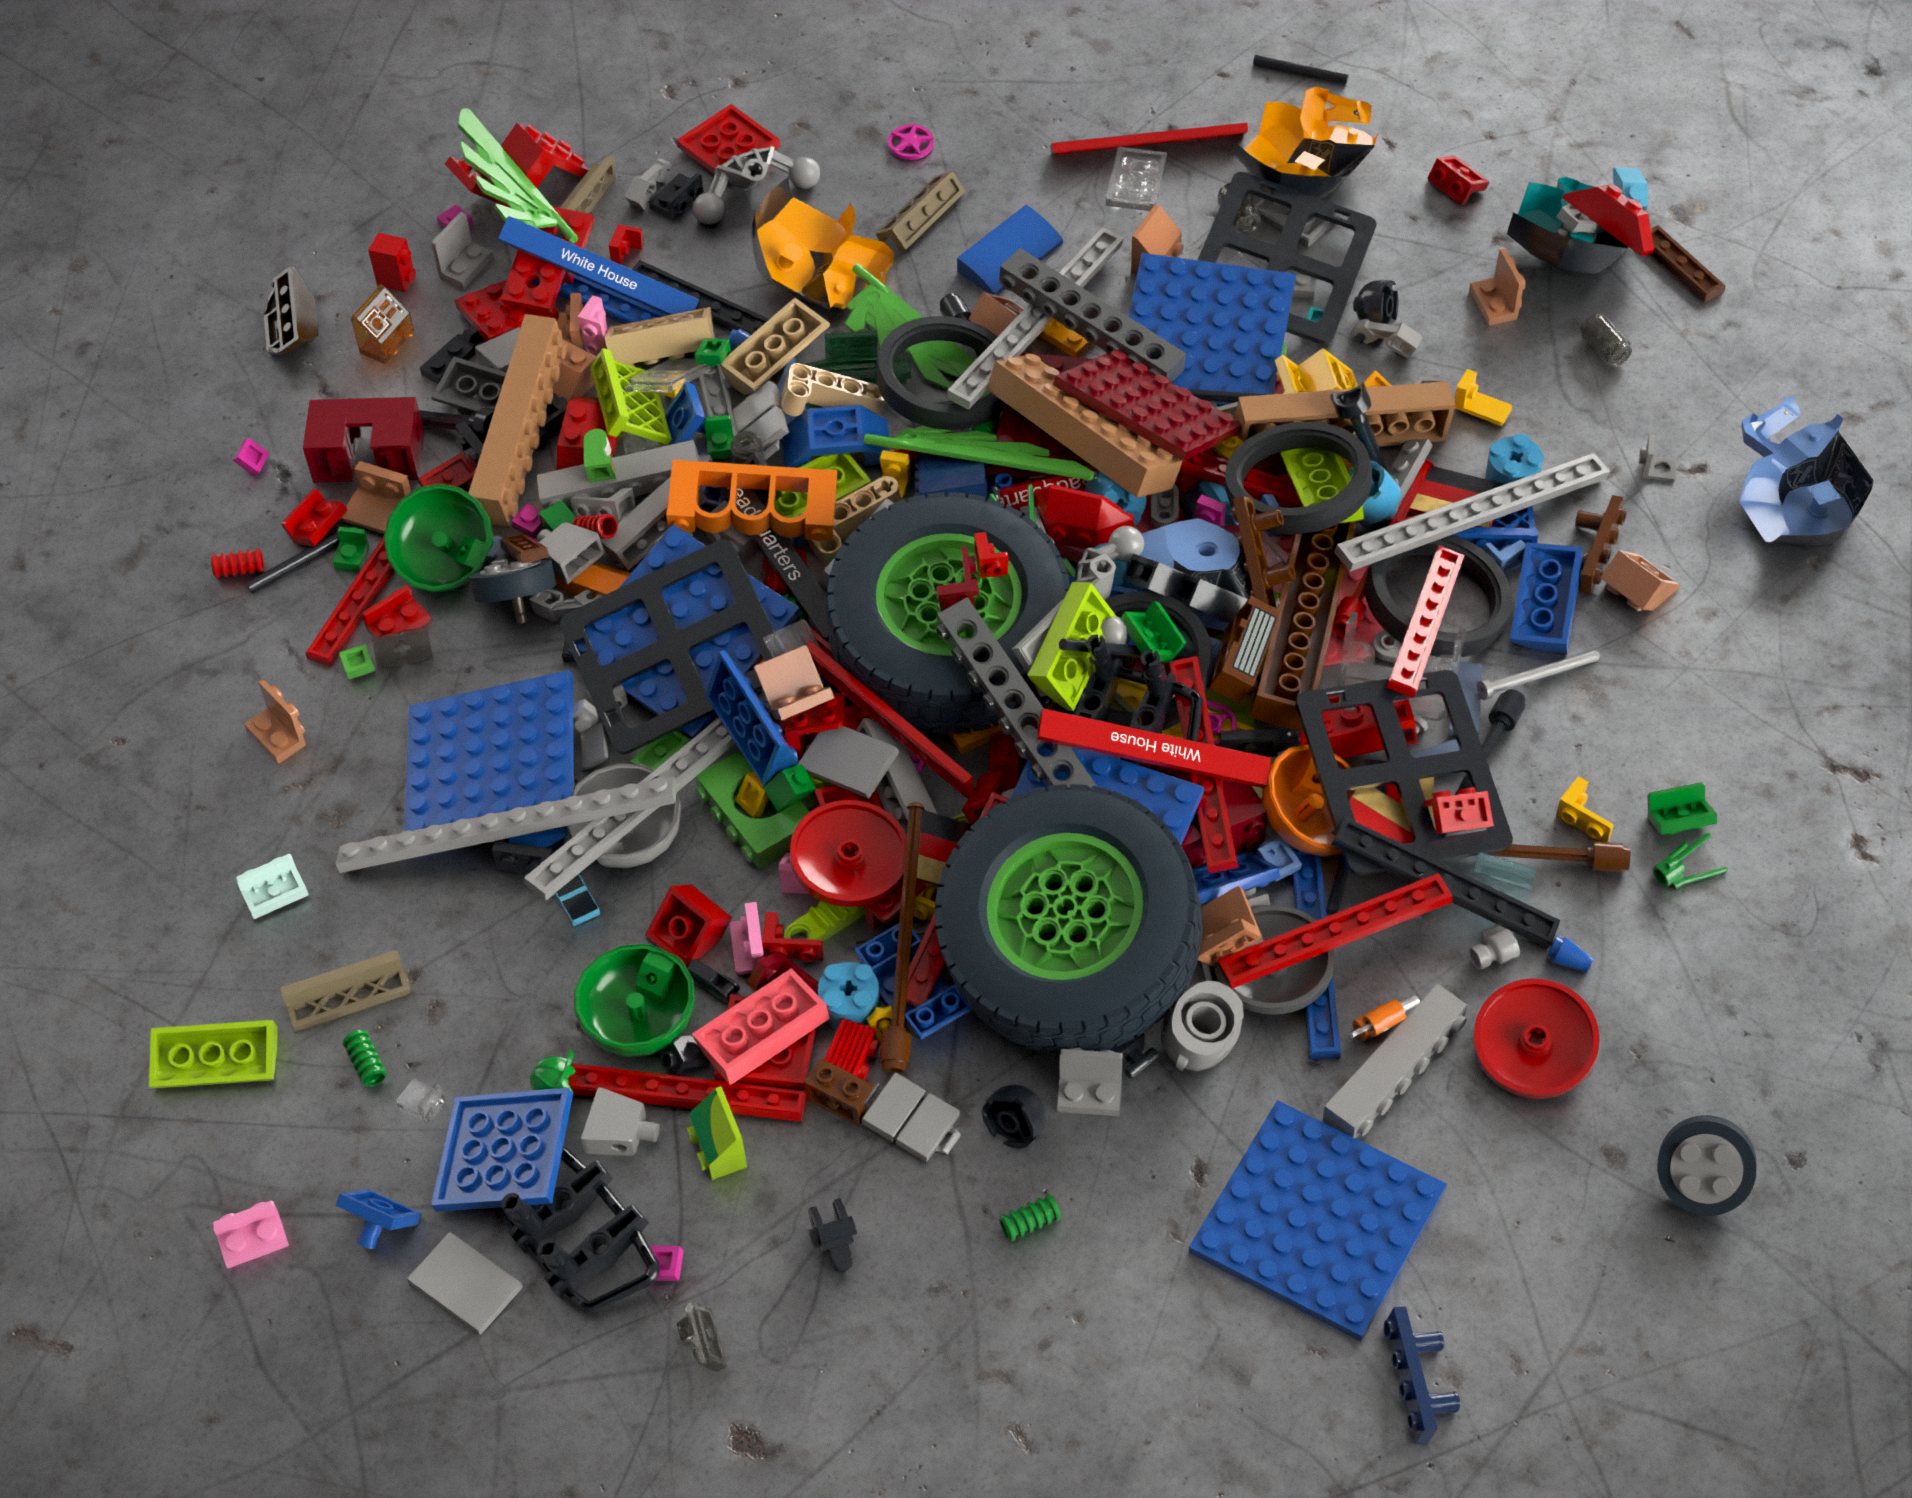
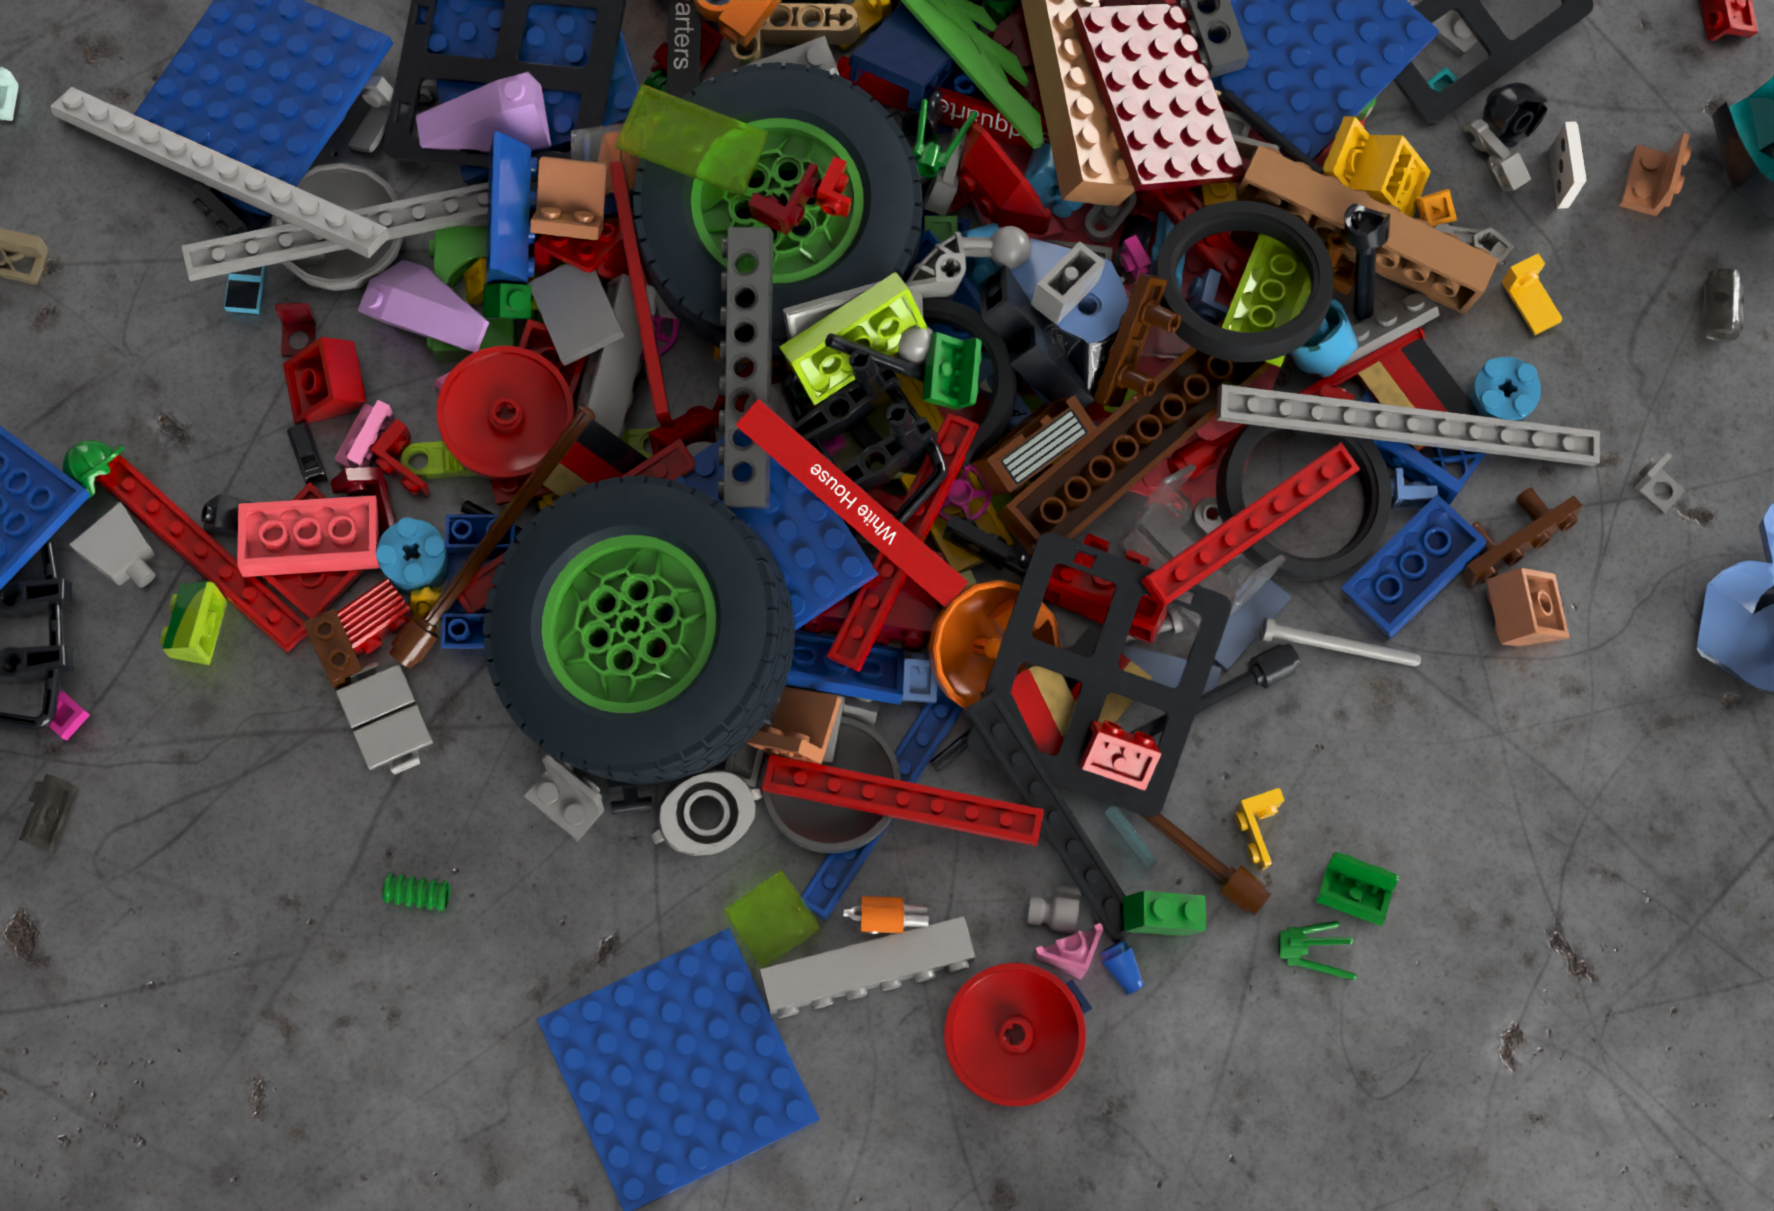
camera: 25 degrees right, 20 degrees up
(634, 1000) = (213, 432): green piece -> none
(635, 896) = (295, 318): none -> dark red bracket
(660, 750) = (426, 178): bright green plate -> none
(682, 677) = (504, 106): none -> lavender wedge
(731, 827) = (420, 303): none -> lavender wedge
(834, 1236) = (224, 792): black hinge -> none
(862, 585) = (692, 140): none -> clear neon green tile
(1014, 1114) = (476, 780): black cylinder -> none
(1187, 536) = (1068, 282): none -> light grey brick
(1303, 1075) = (772, 919): none -> clear neon green plate
(1439, 313) = (1567, 164): none -> white tile
(1532, 962) = (1071, 953): none -> bright pink slope
(1570, 899) = (1164, 913): none -> green brick

